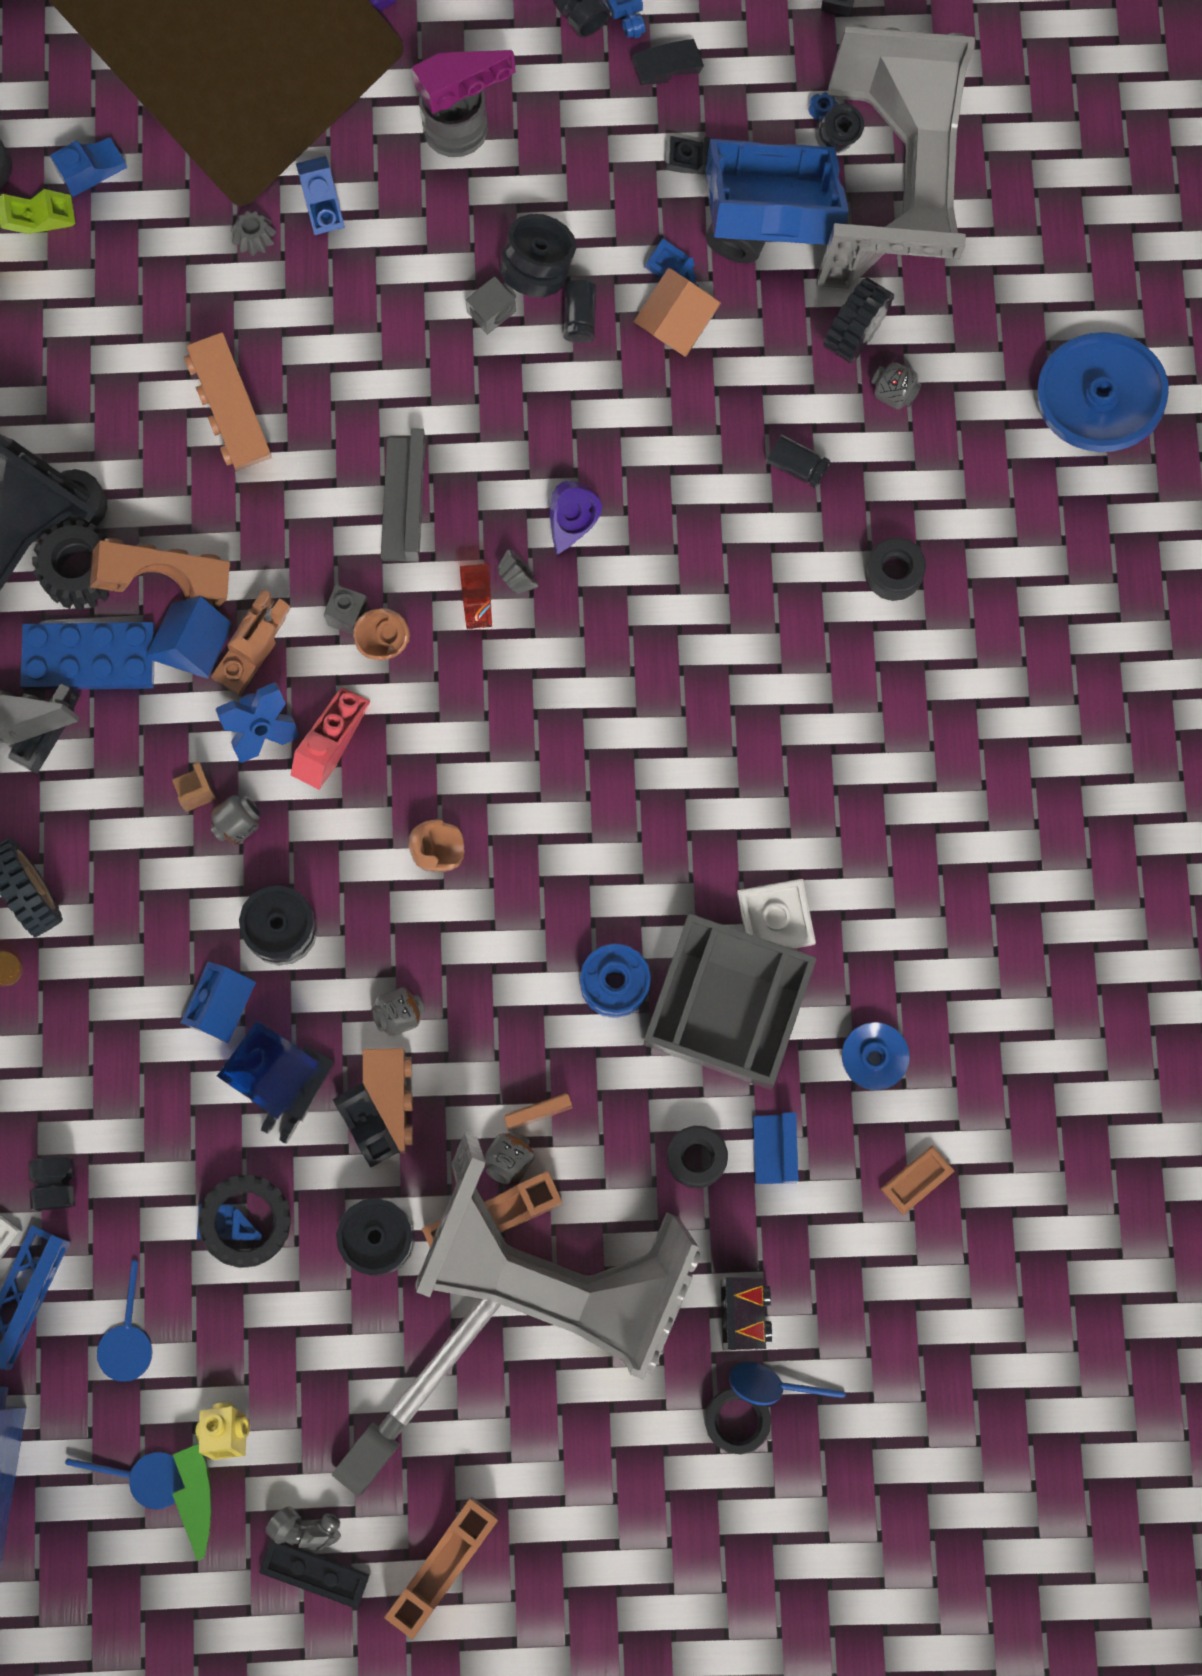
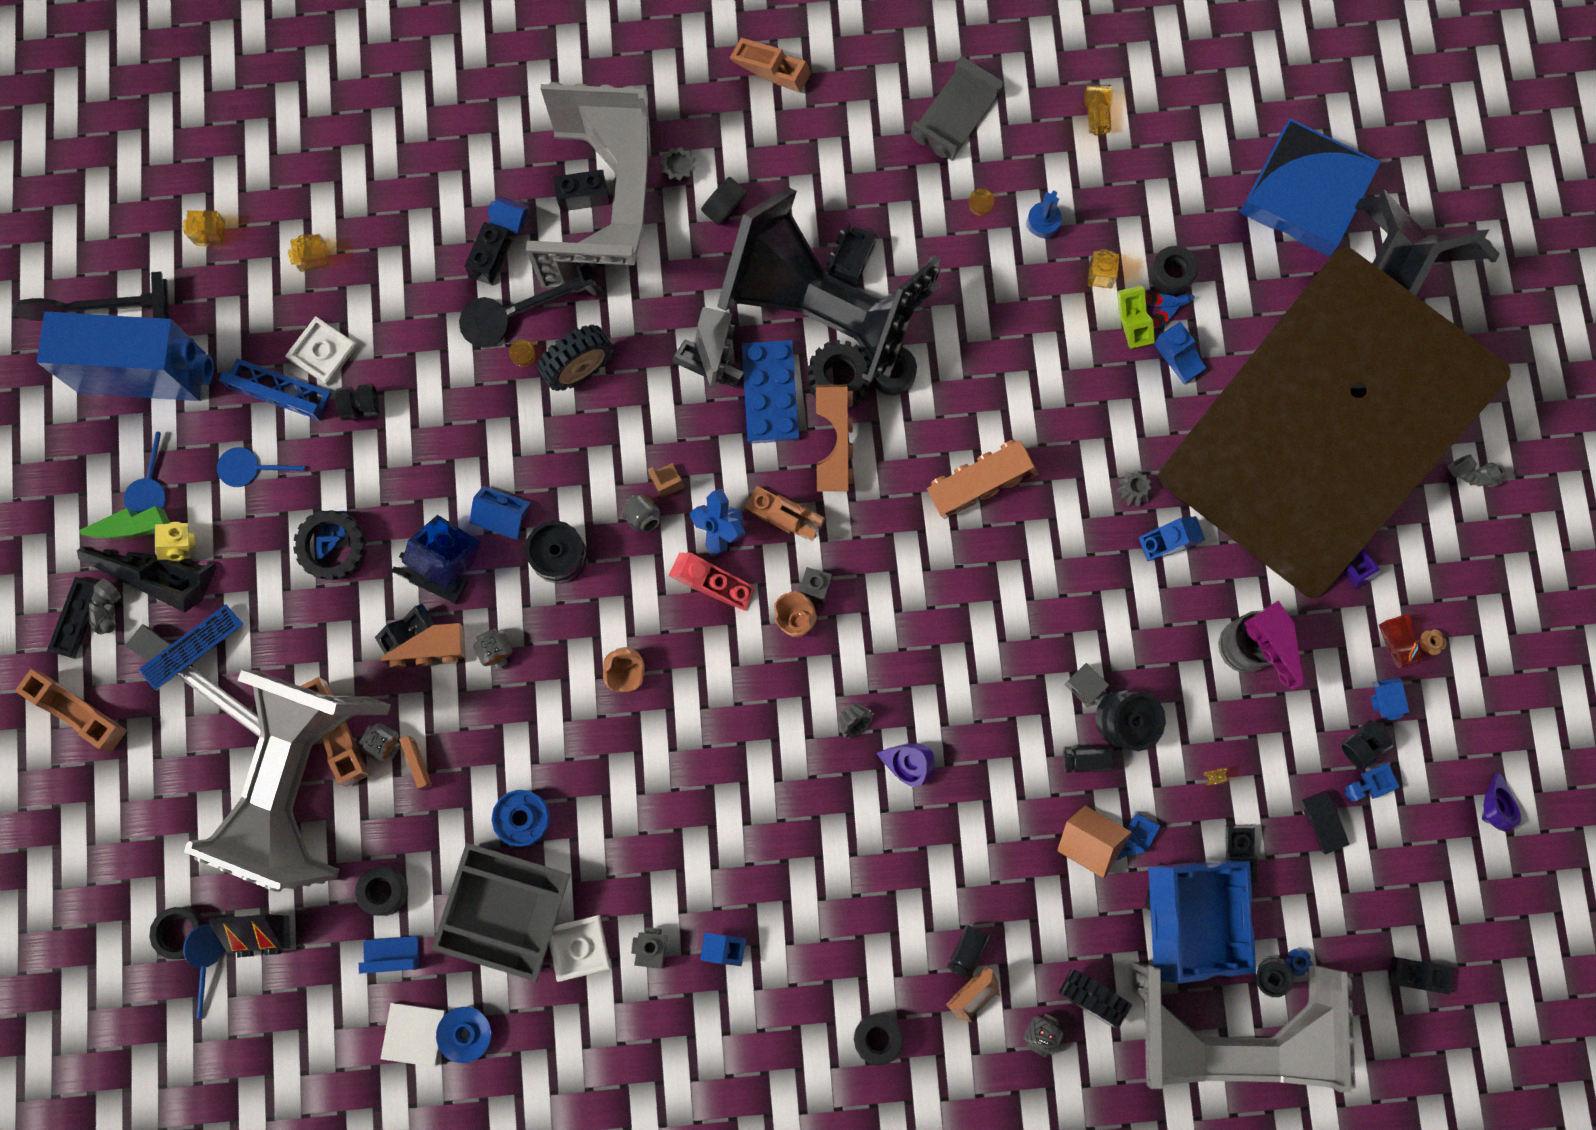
camera: 90 degrees right, 0 degrees up
(24, 173) = (1168, 305): none -> piece
(190, 637) = (786, 467): blue slope -> none
(275, 1440) = (168, 581): none -> black wedge
(357, 1247) = (302, 636): black wheel -> none
(369, 1405) = (190, 647): none -> blue tile
(403, 497) = (916, 625): dark grey panel -> none
(476, 595) = (833, 689): clear red leg -> none
(610, 172) = (1216, 776): none -> clear yellow bush
(780, 828) = (650, 948): none -> dark grey brick
(785, 740) = (723, 949): none -> blue brick
(845, 458) = (974, 995): none -> nougat slope
(872, 1122) = (412, 1034): none -> white tile
(917, 1180) = (366, 1073): nougat tile -> none

